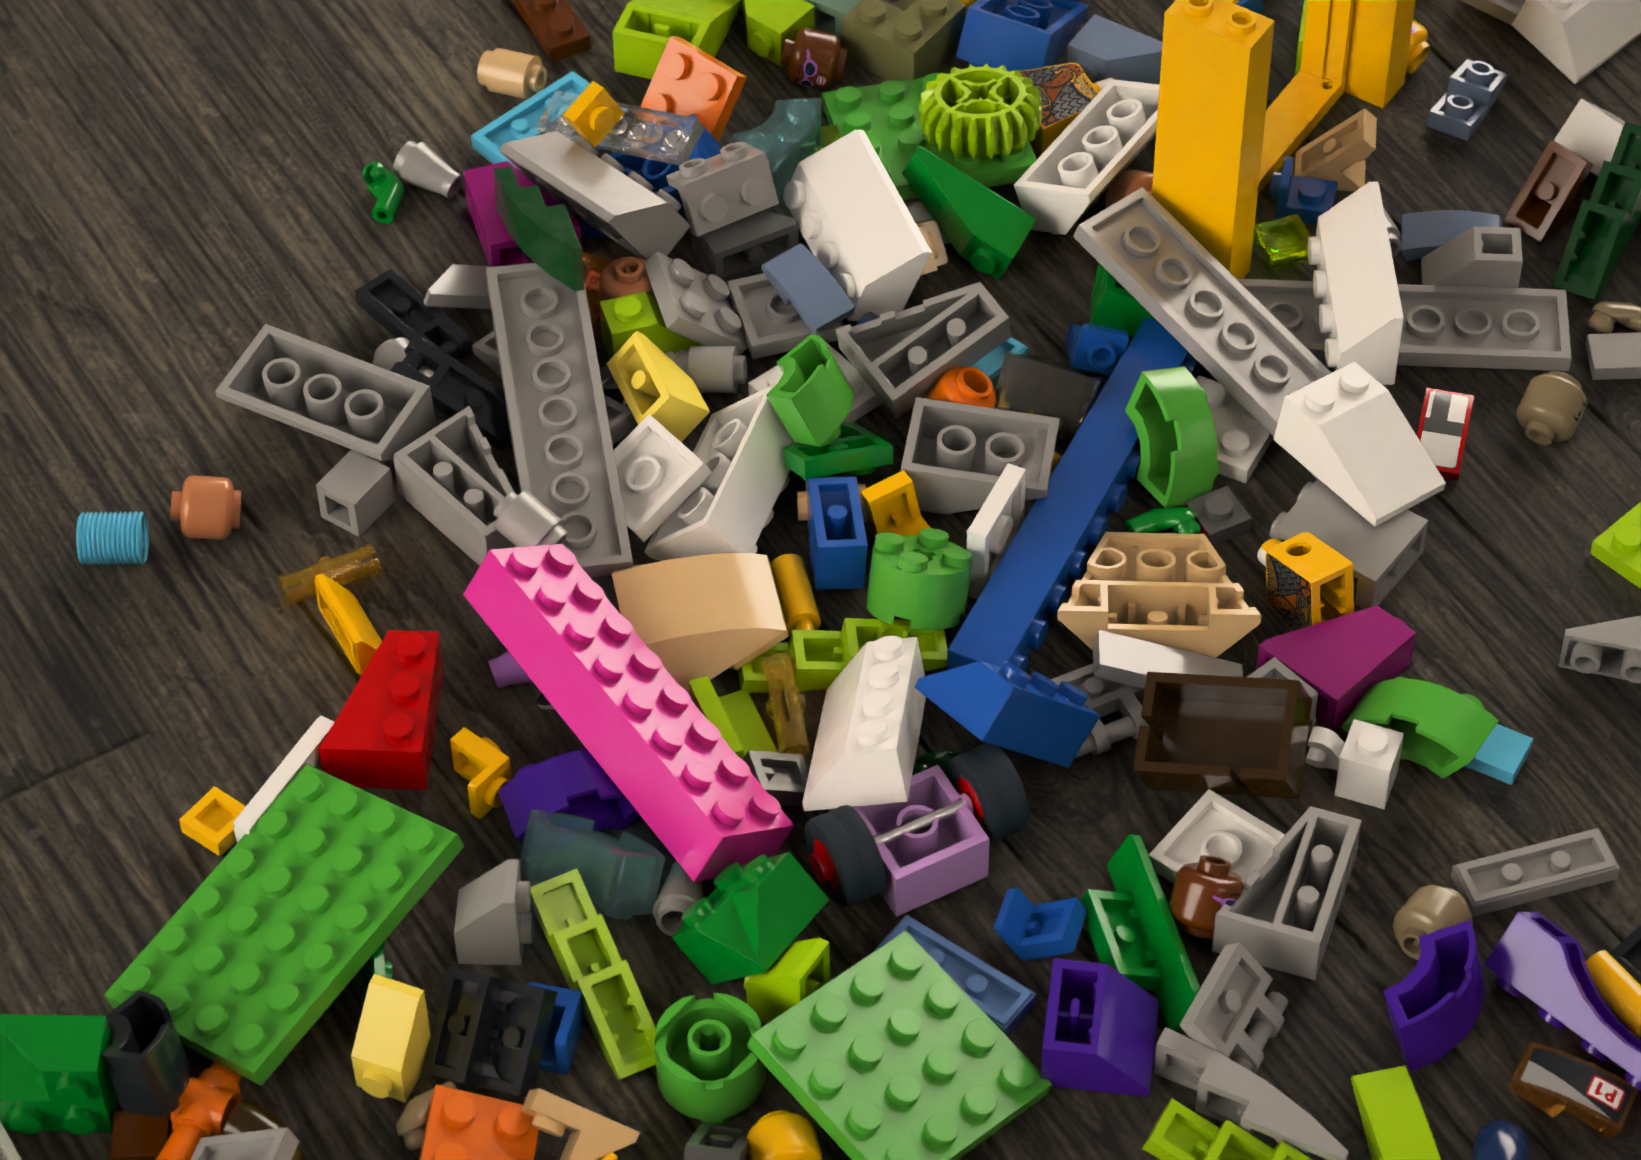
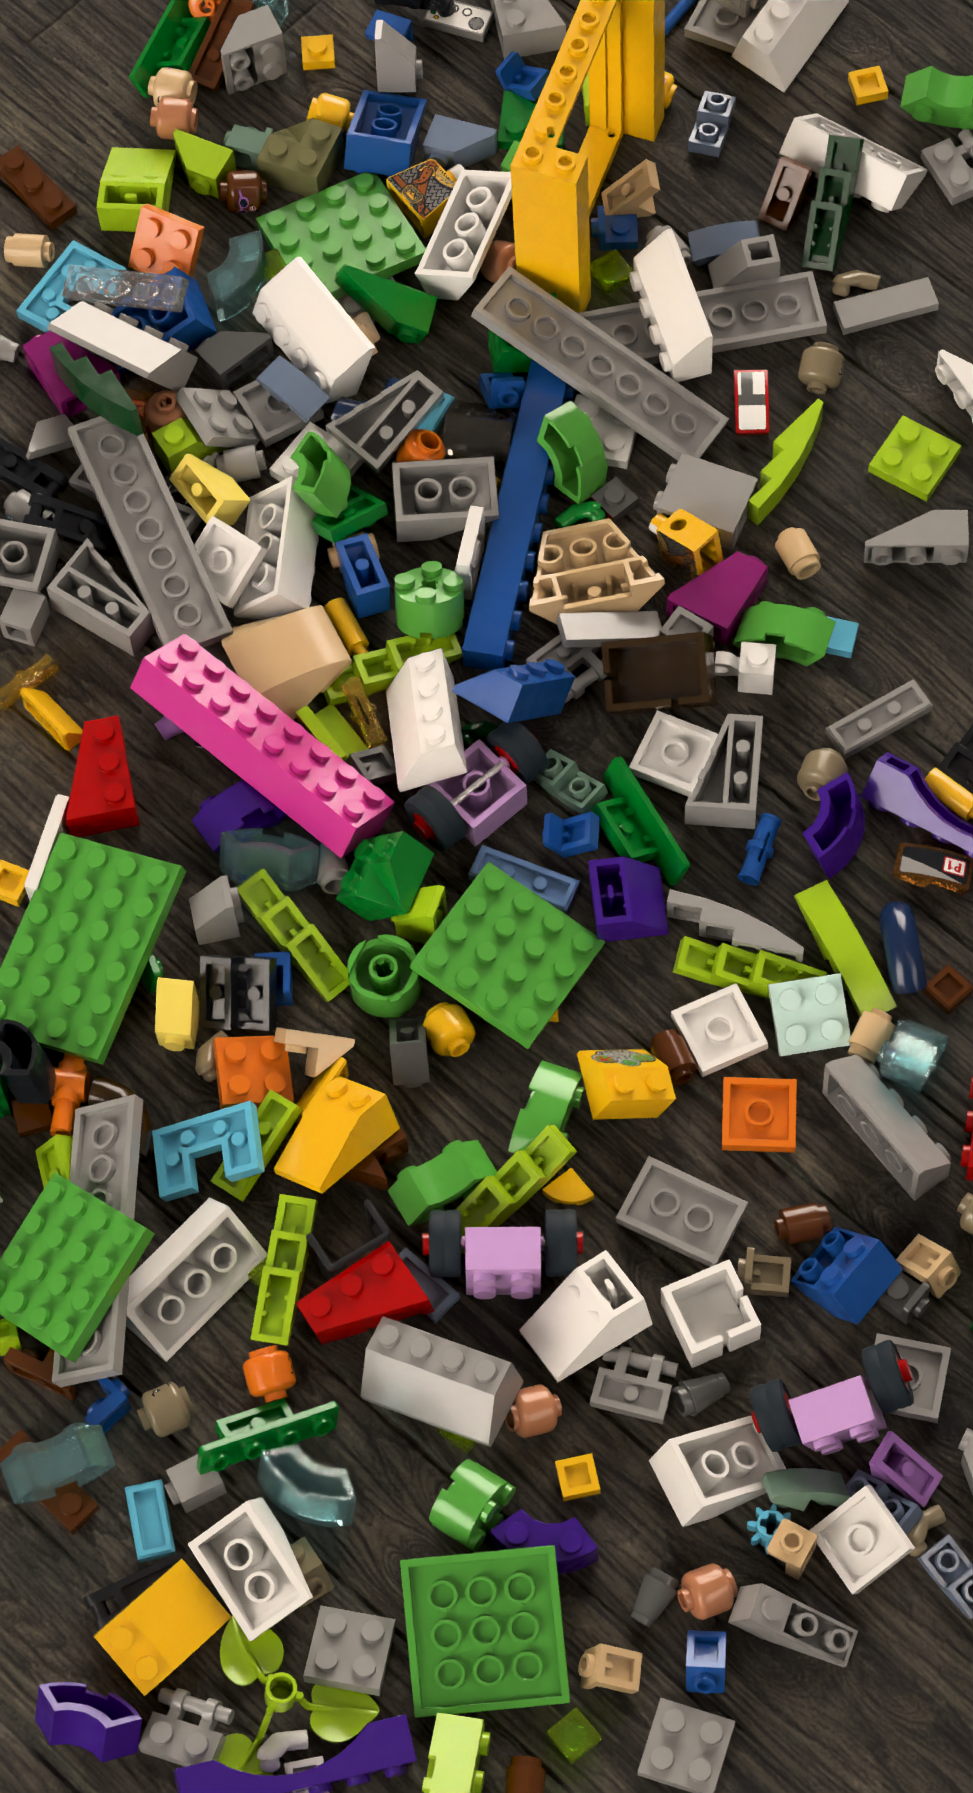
camera: 10 degrees left, 15 degrees up
(482, 765) = (176, 802): yellow bracket -> none
(528, 521) = (158, 623): light grey brick -> none
(594, 113) = (106, 285): yellow plate -> none
(724, 187) = (214, 323): light grey bracket -> none
(893, 506) = (398, 550): yellow bracket -> none
(980, 111) = (375, 211): lime gear -> none
(1051, 859) = (569, 784): none -> sand green slope
(1201, 892) = (671, 790): reddish brown head -> none
(1230, 1001) = (706, 860): light grey plate -> none
(1315, 1007) = (759, 849): none -> blue pin
(1358, 444) = (700, 433): white slope -> none
(1464, 630) = (798, 553): none -> tan brick
(1482, 507) = (789, 456): none -> lime slope

